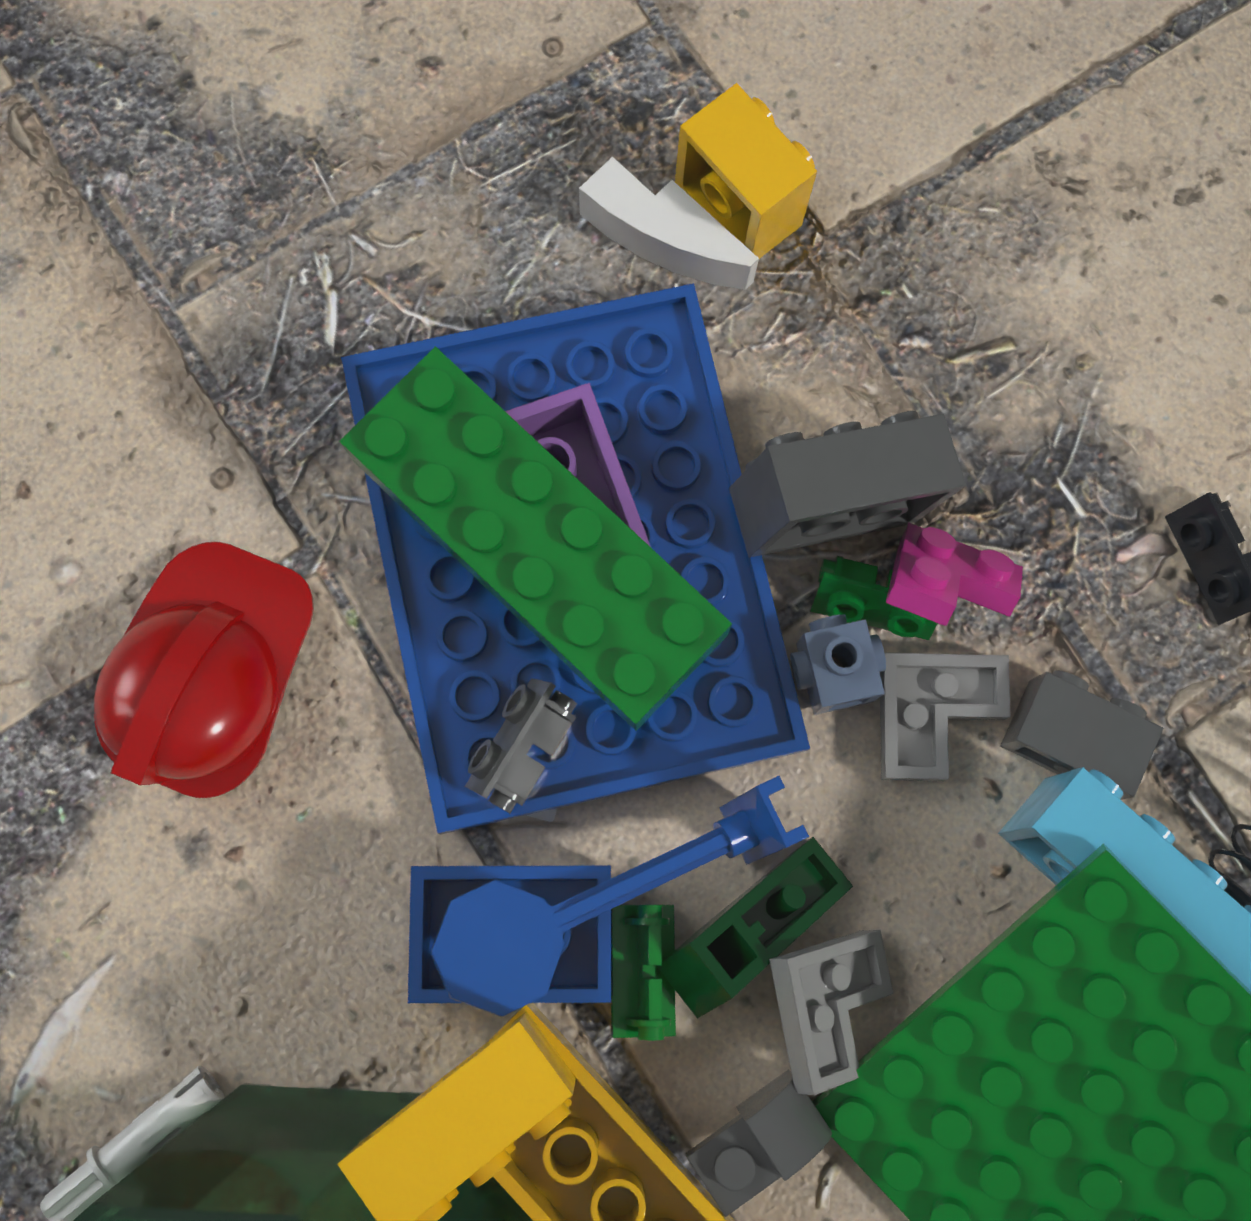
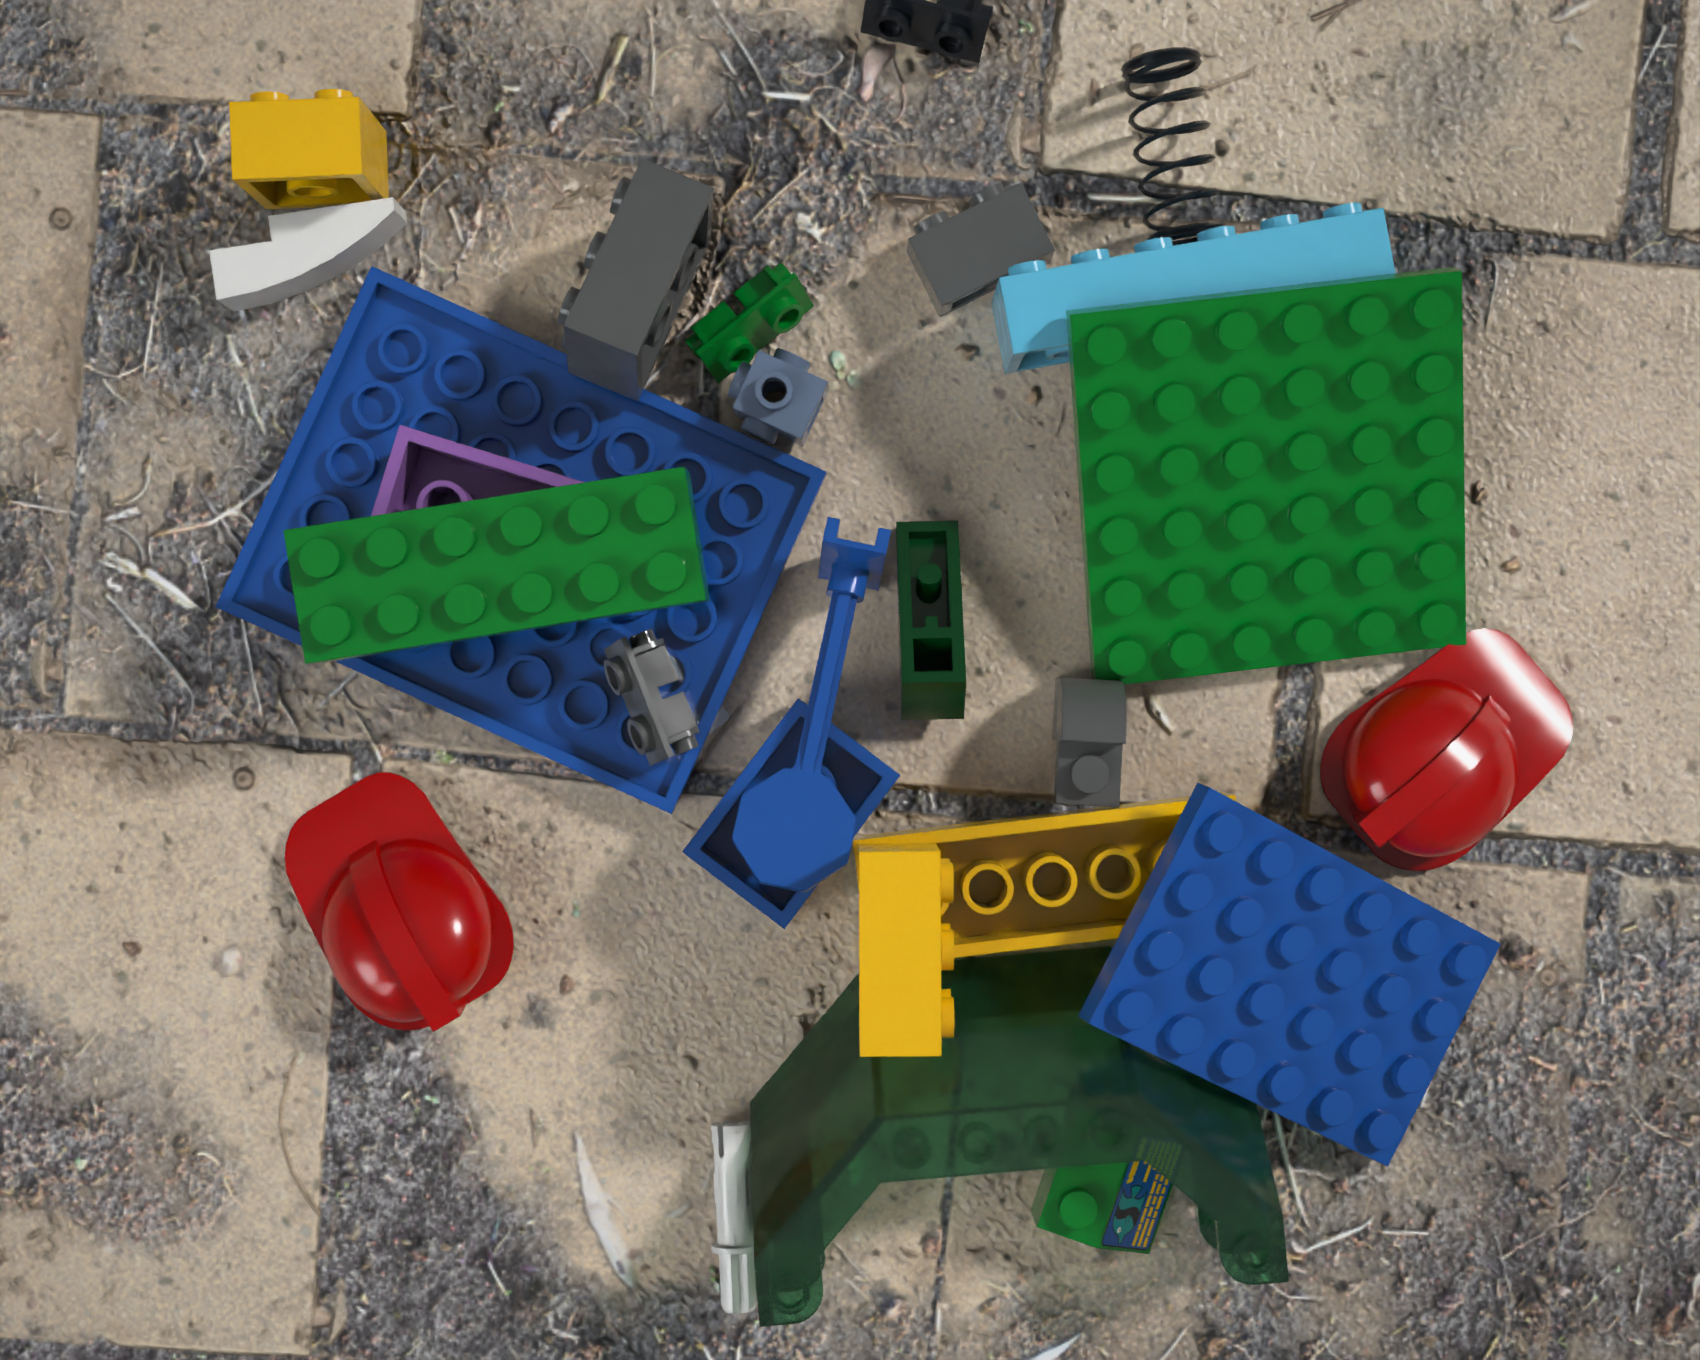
camera: 45 degrees left, 10 degrees up
(639, 991) = (911, 747): green hinge -> none
(814, 999) = (1015, 617): light grey plate -> none
(920, 699) = (853, 351): light grey plate -> none
(937, 570) = (761, 253): dark pink plate -> none

